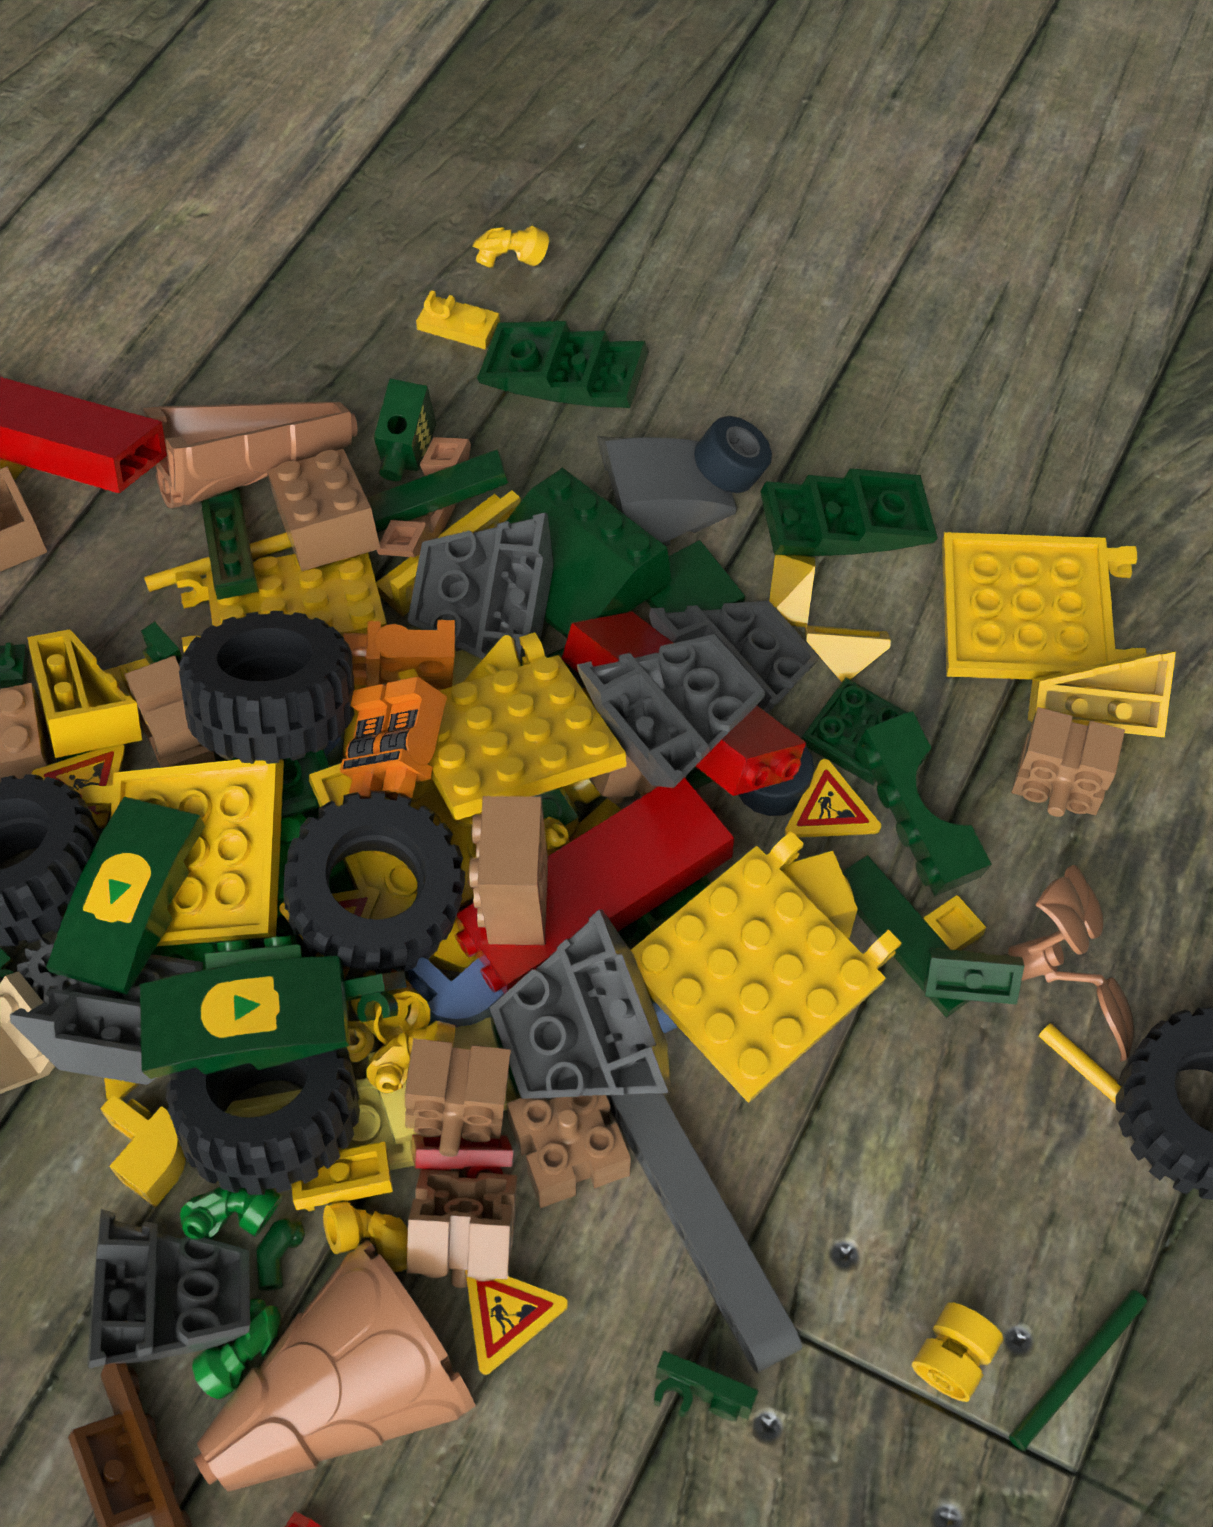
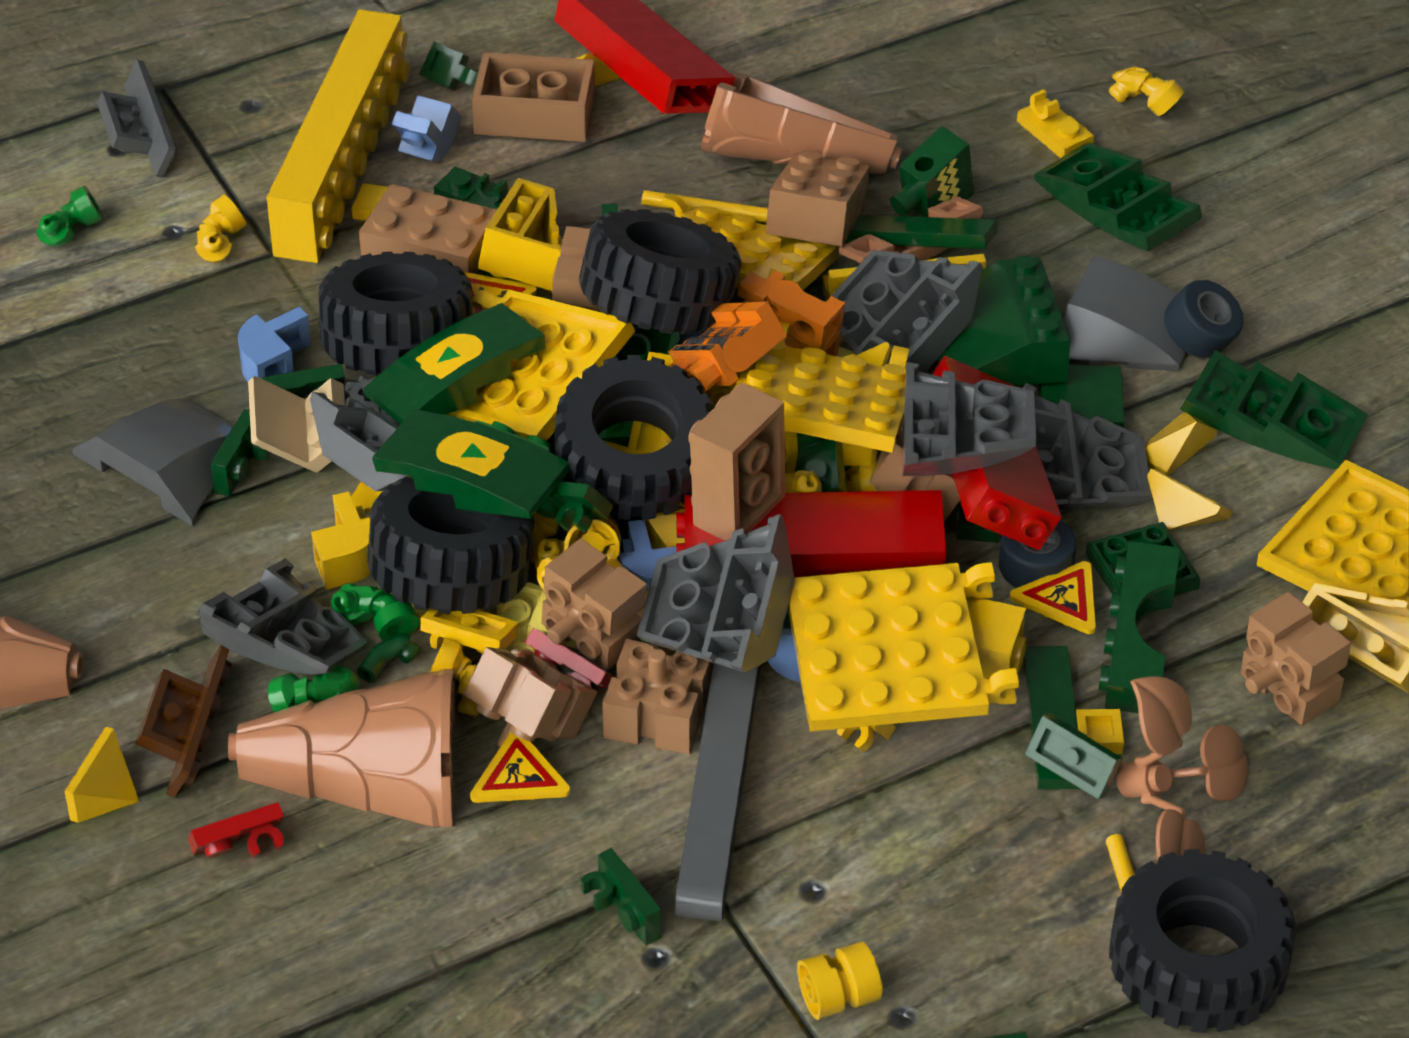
camera: 35 degrees right, 15 degrees down
(229, 545) = (726, 192): dark green tile -> none

